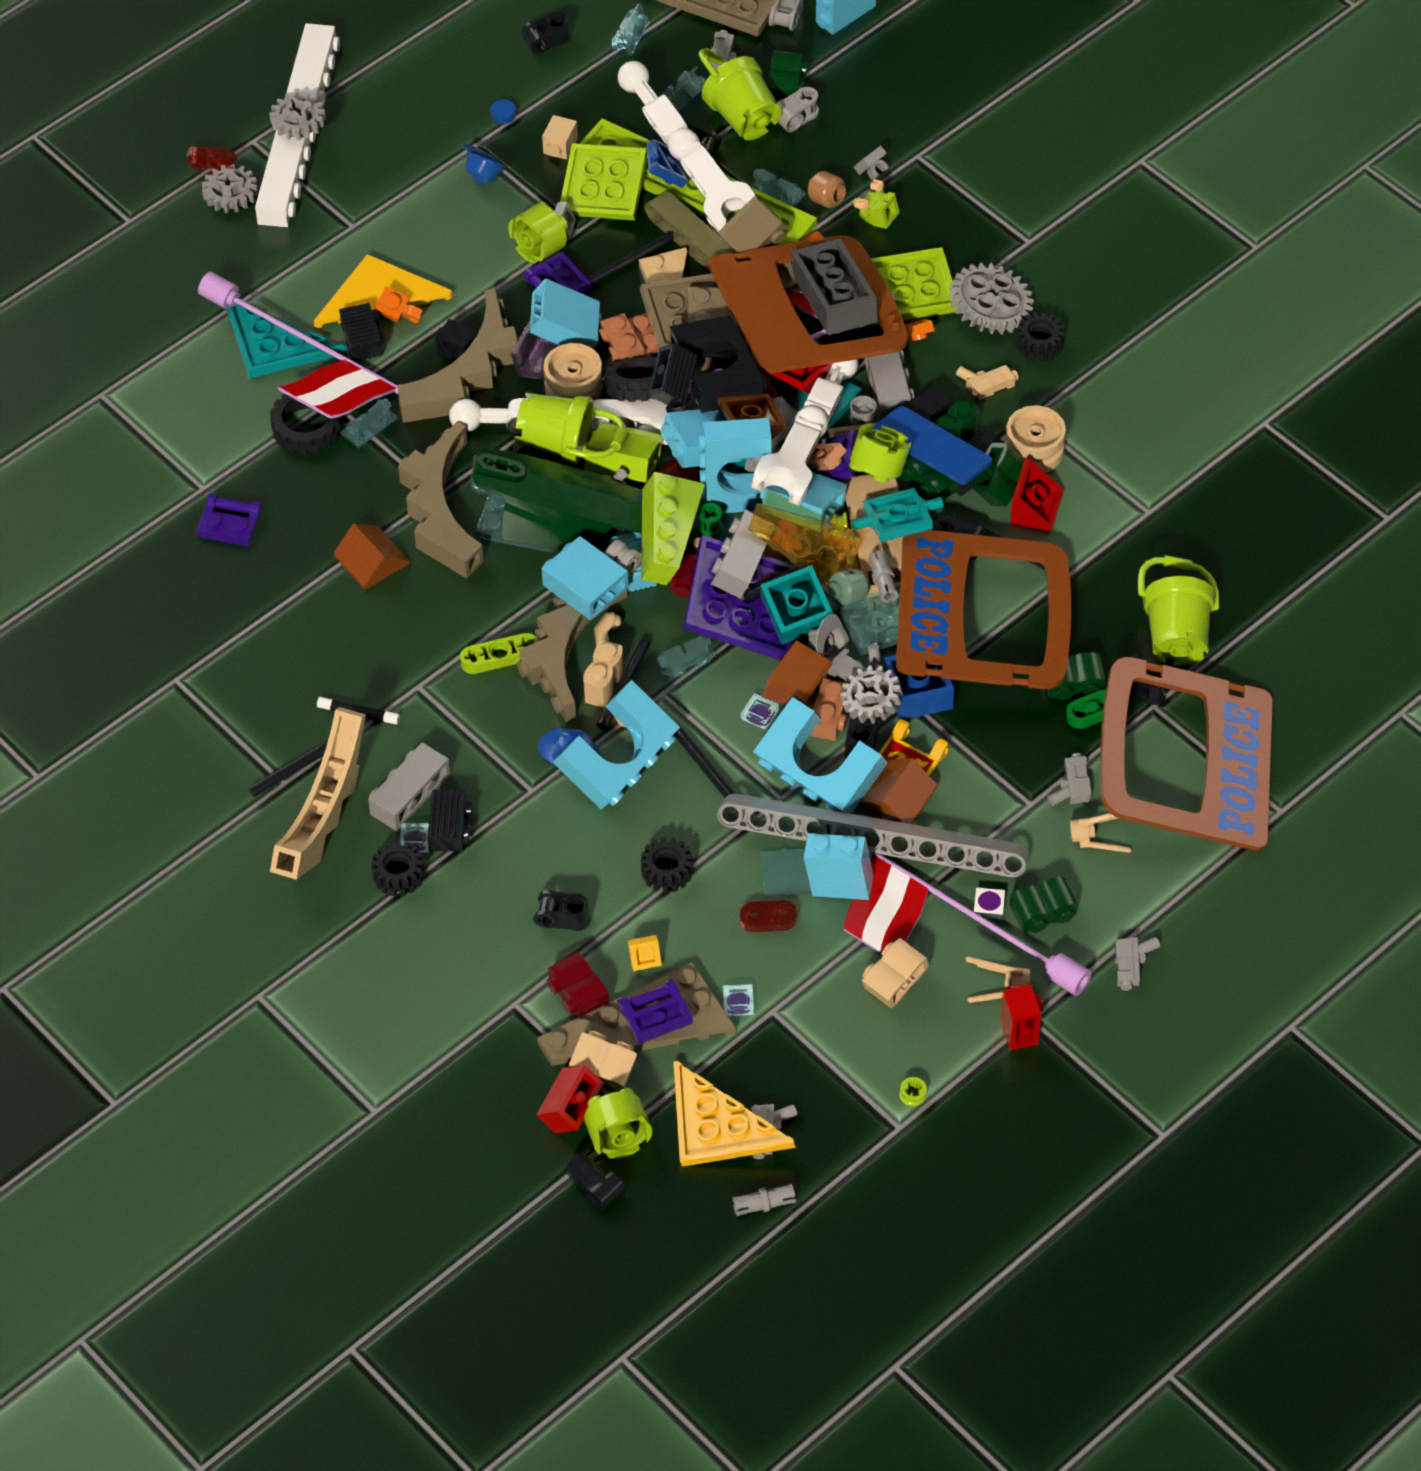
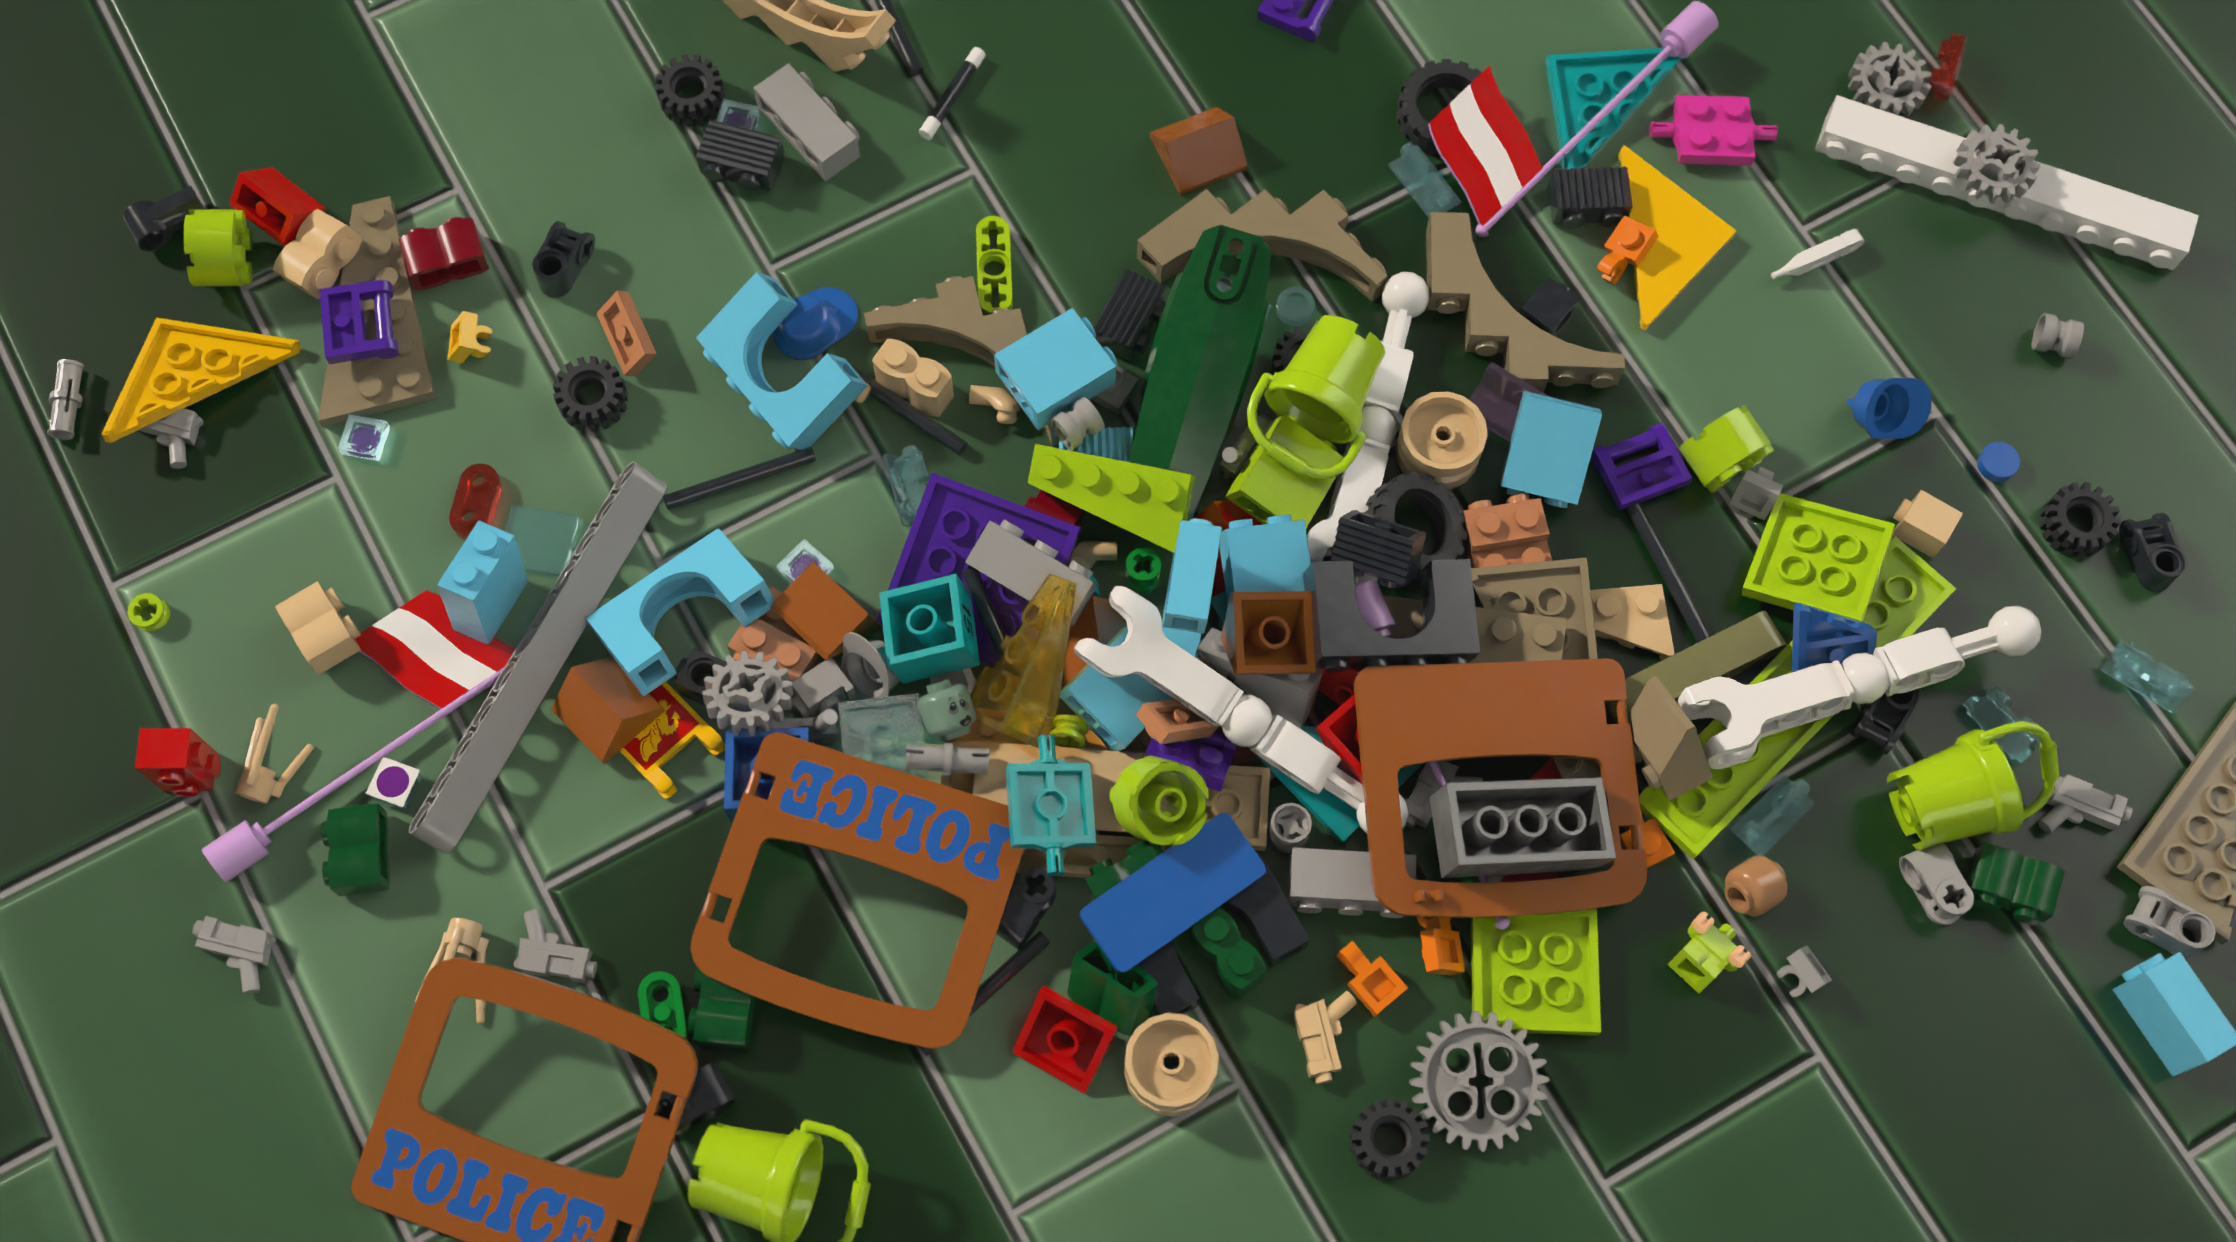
camera: 100 degrees right, 15 degrees up
(288, 277) = (1713, 130): none -> dark pink plate
(372, 210) = (1822, 254): none -> white piece
(406, 88) = (2057, 335): none -> light grey wheel
(518, 564) = (1130, 314): none -> black brick
(535, 58) = (2090, 503): none -> black tyre
(613, 853) = (626, 333): none -> nougat plate
(946, 358) = (1374, 982): none -> orange plate

